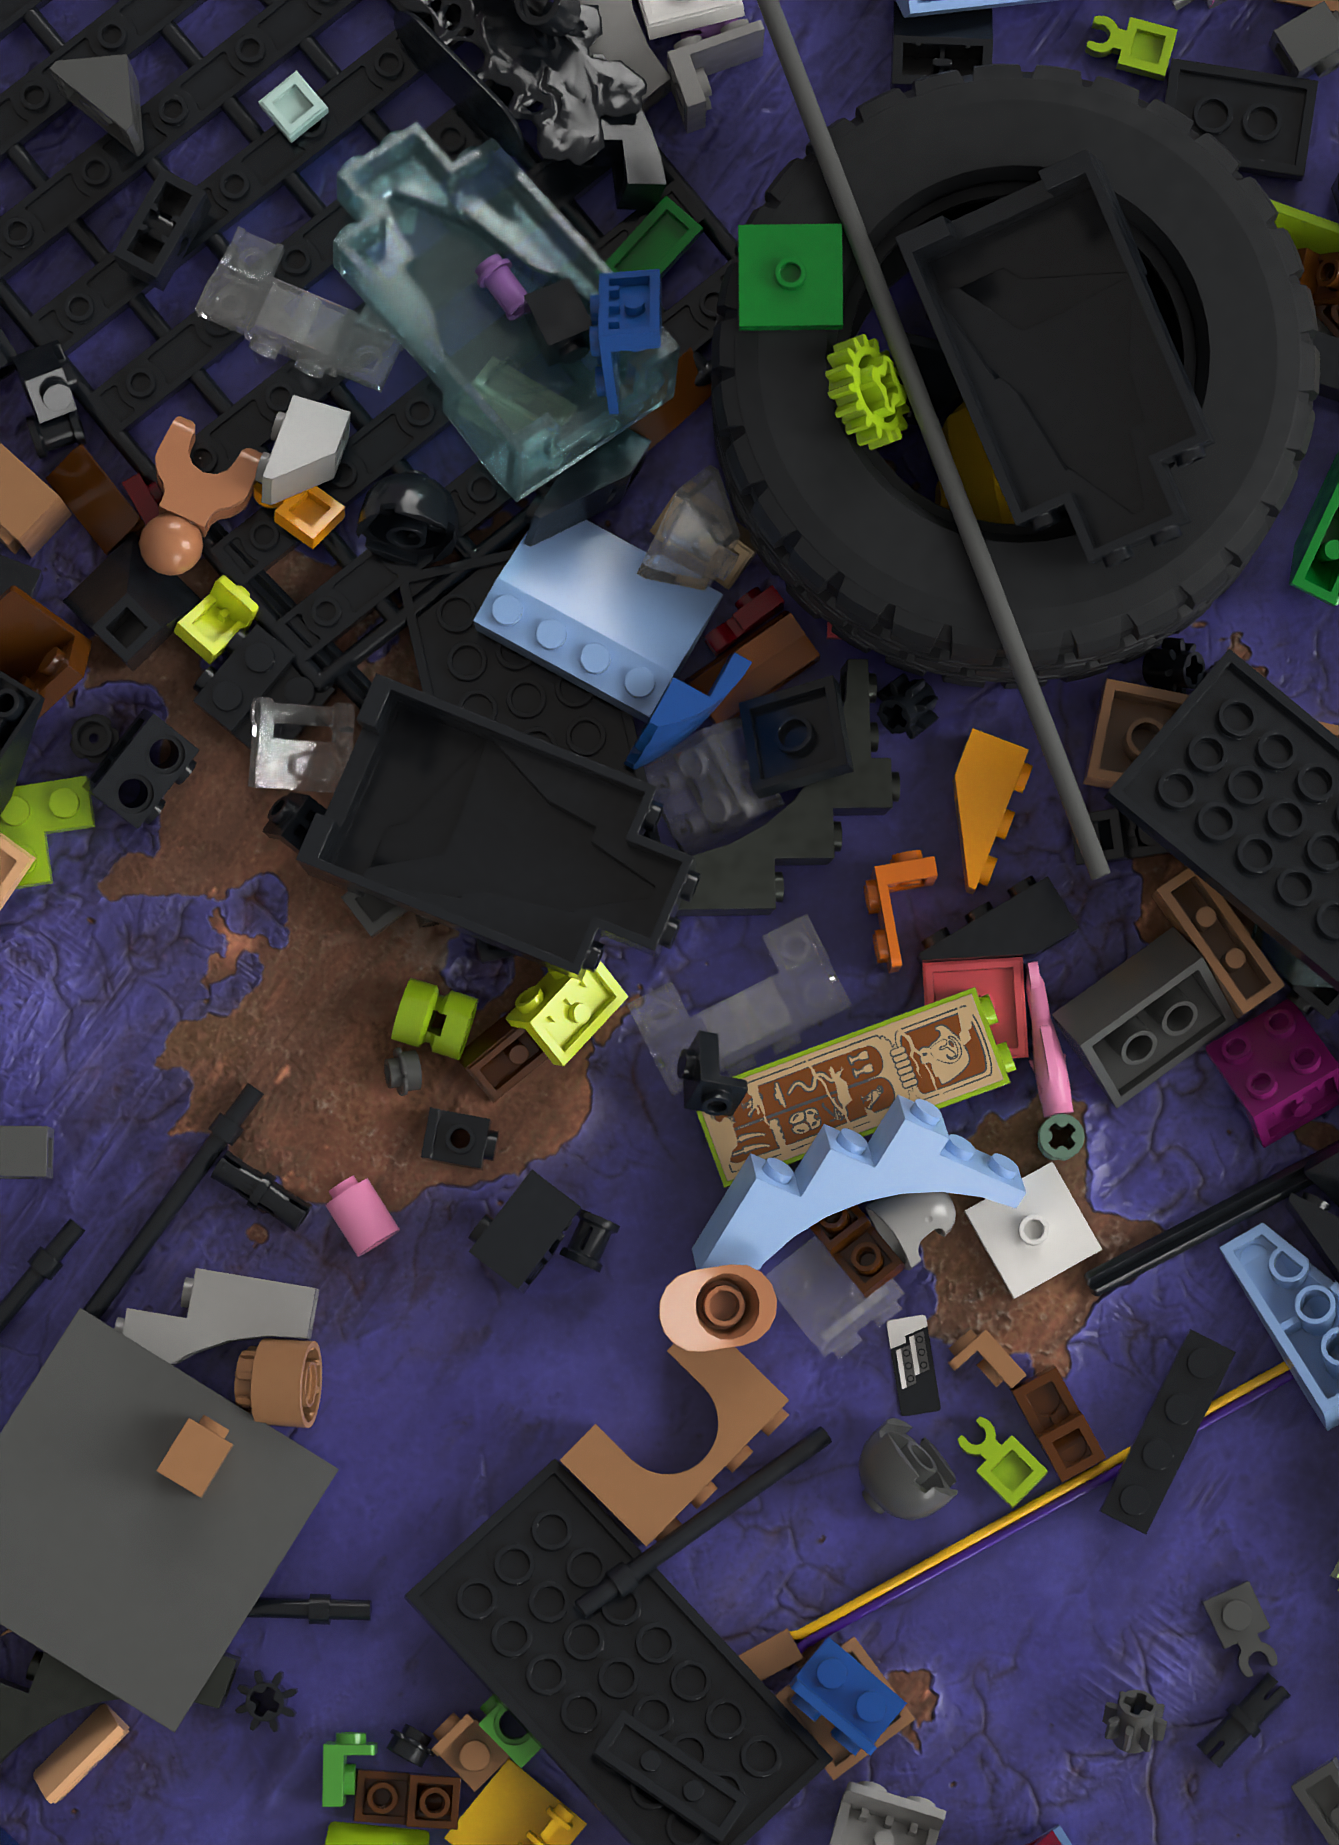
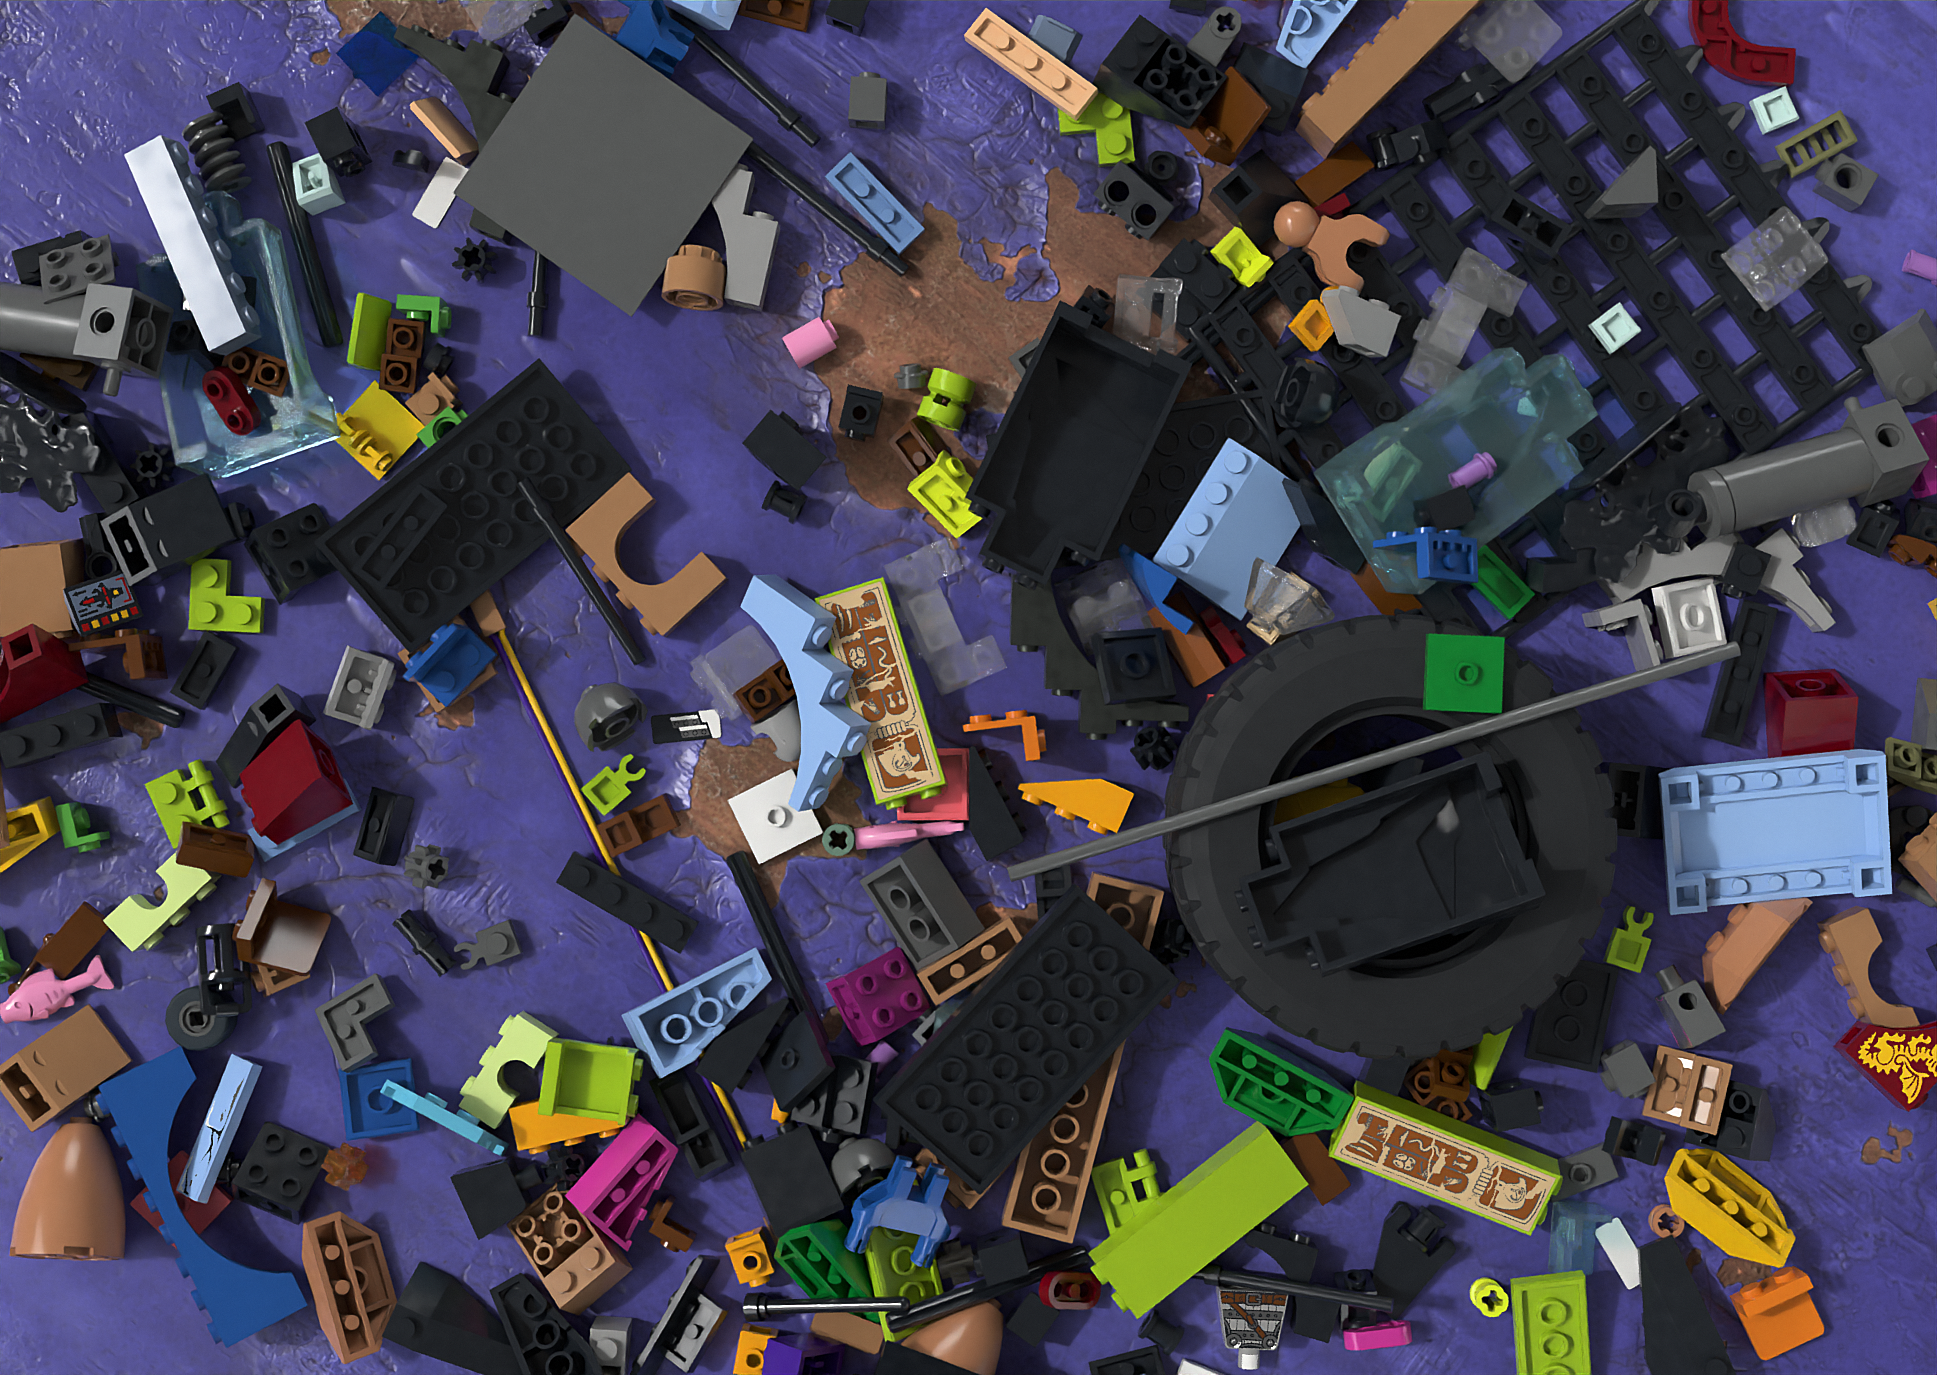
camera: 90 degrees right, 5 degrees up
(126, 1801) = (411, 160): none -> black tile
(161, 1136) = (874, 203): none -> medium blue plate
(169, 1759) = (440, 193): none -> white sticker
(196, 1455) = (643, 214): medium nougat brick -> none
(261, 1191) = (832, 272): black pin -> none
(702, 1083) = (885, 585): black bracket -> none
(717, 1308) = (726, 586): nougat piece -> none
(867, 392) = (1375, 724): lime gear -> none
(996, 1362) = (681, 783): medium nougat bracket -> none
(1081, 1790) = (383, 827): none -> black slope

